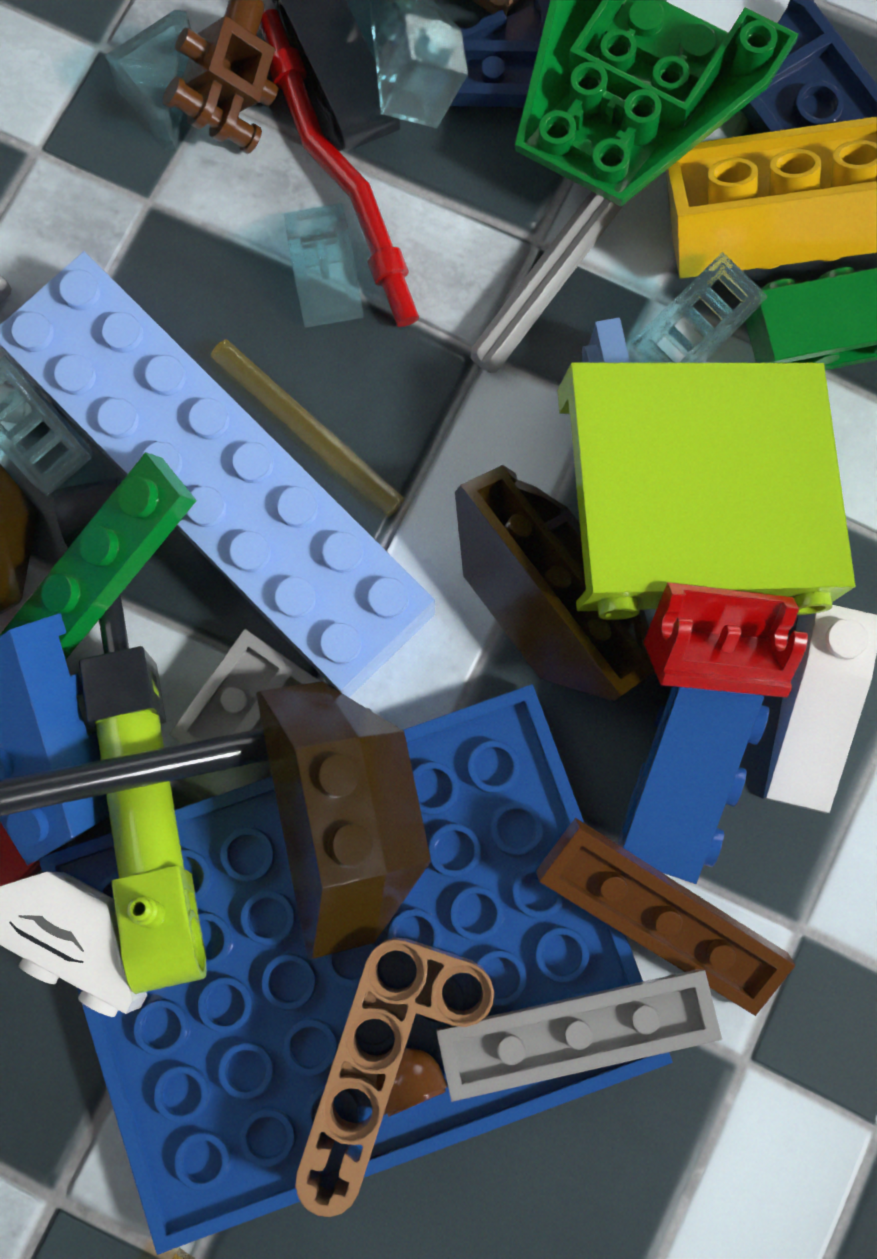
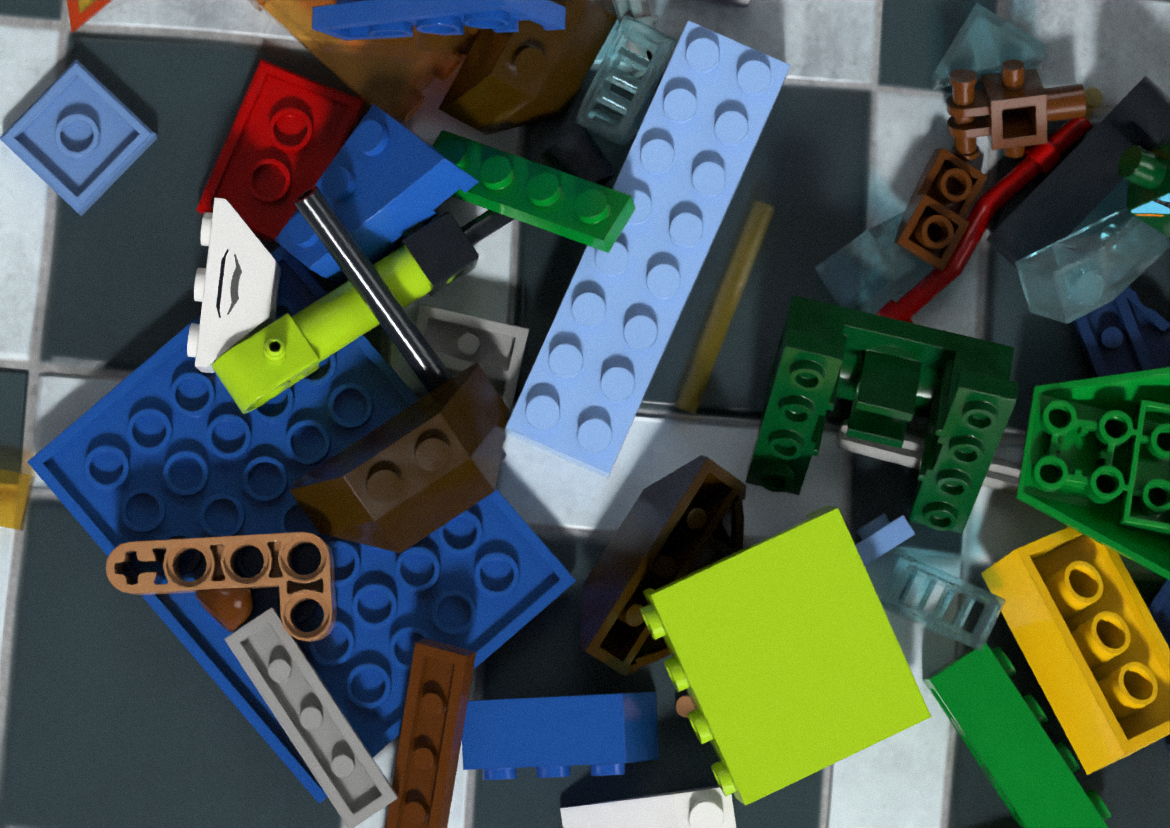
camera: 65 degrees right, 5 degrees up
(293, 179) = (939, 208): none -> reddish brown slope
(489, 213) = (889, 375): none -> dark green piece
(725, 640) = (657, 715): red hinge -> none

